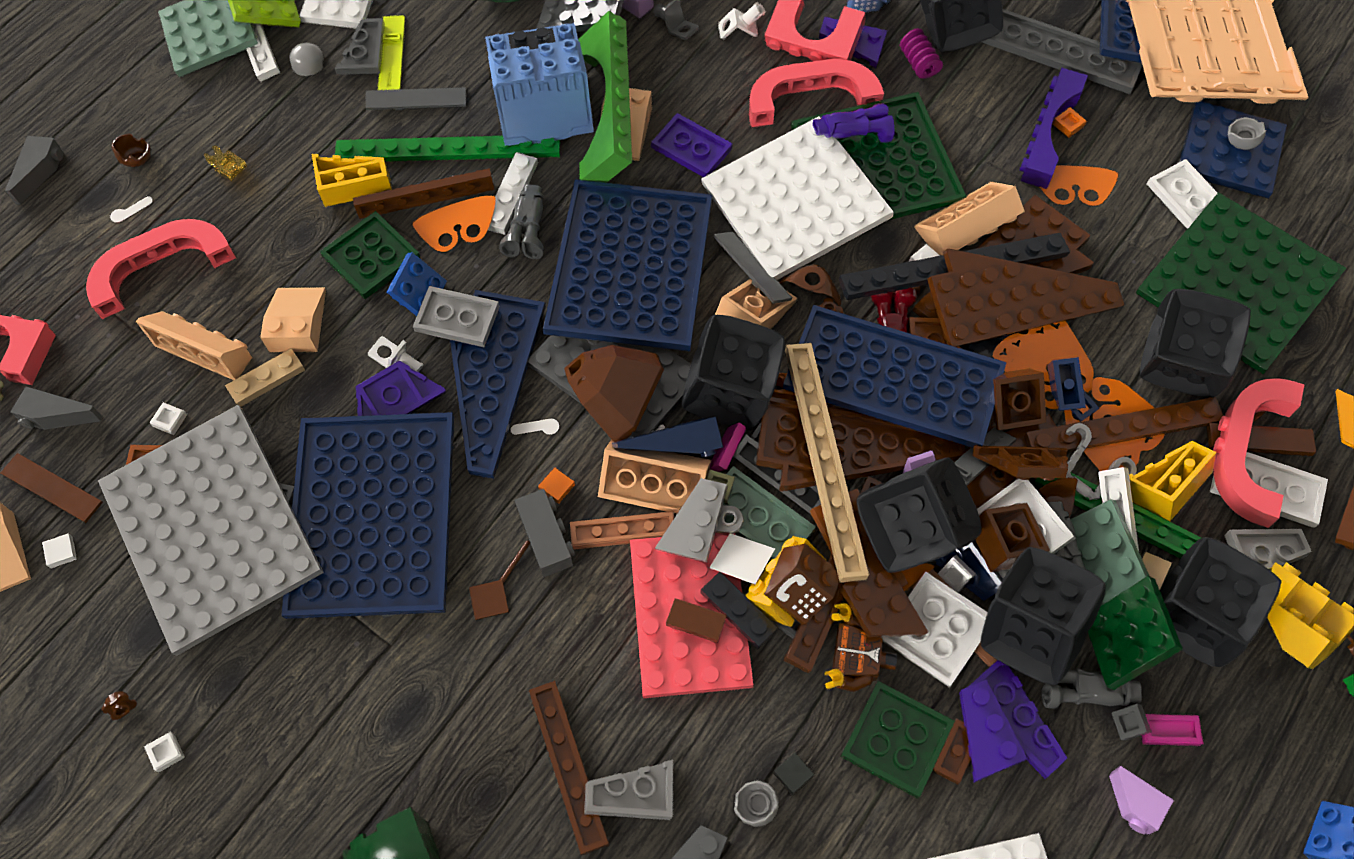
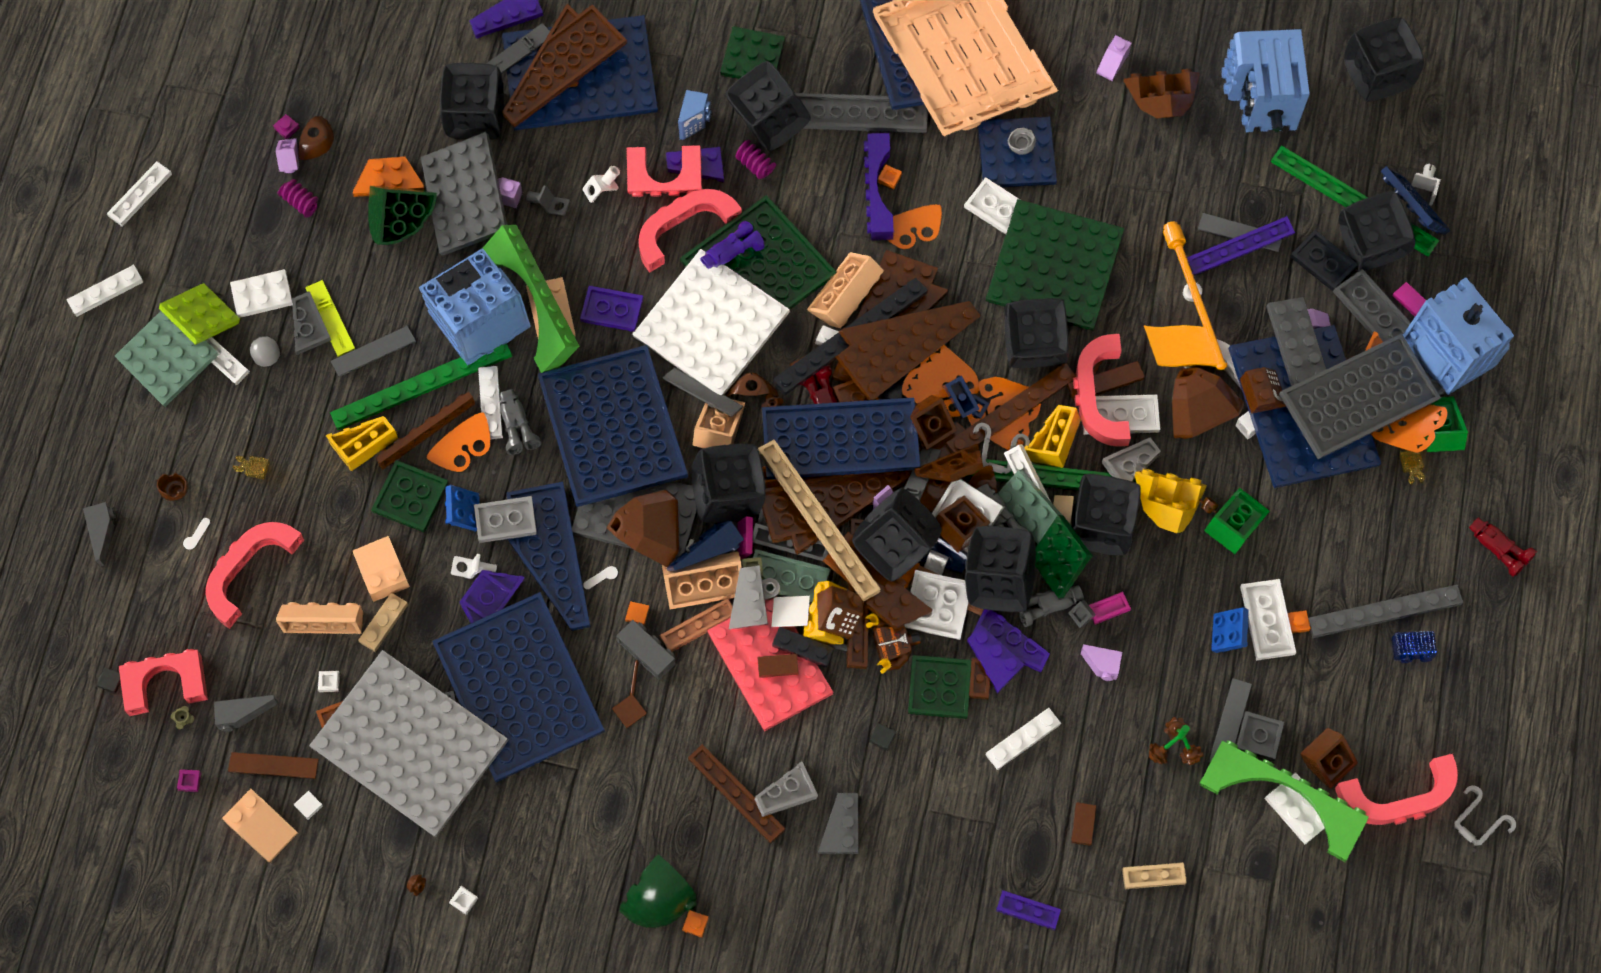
camera: 25 degrees left, 5 degrees up
(756, 803) = (867, 764): light grey hair -> none

